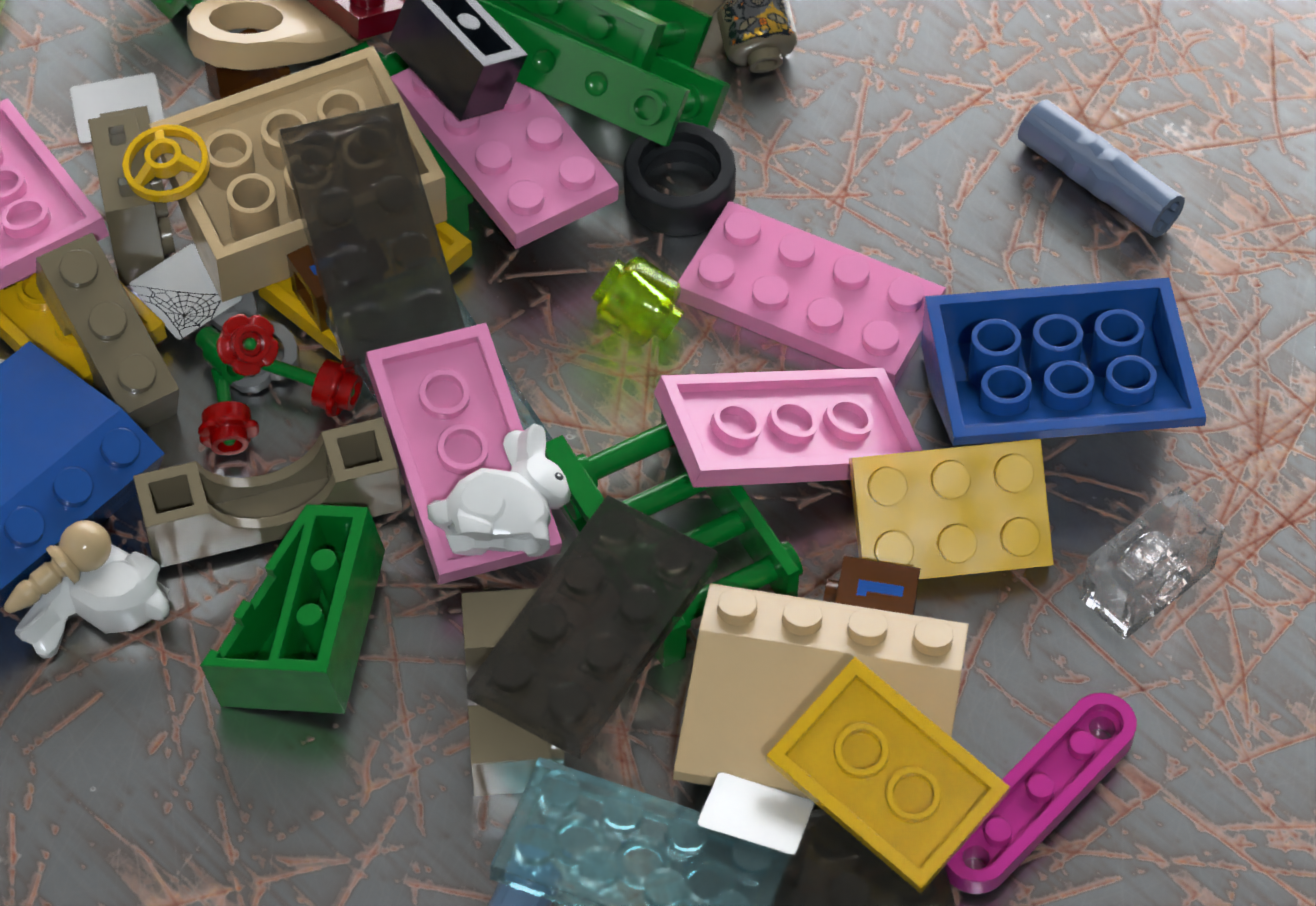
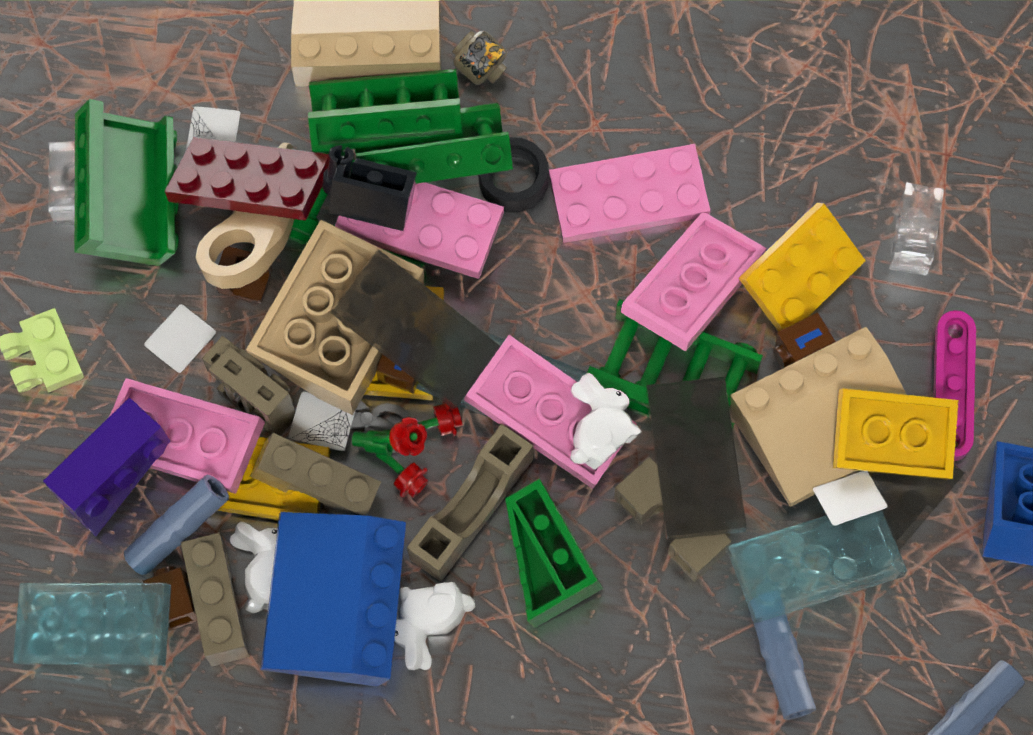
camera: 35 degrees left, 15 degrees up
(81, 548) = (414, 604): tan bar -> none
(165, 170) = (275, 375): yellow piece -> none
(638, 301) = (555, 261): clear neon green head -> none
(1059, 361) = (796, 154): blue slope -> none
(1101, 168) = (715, 21): sand blue axle -> none

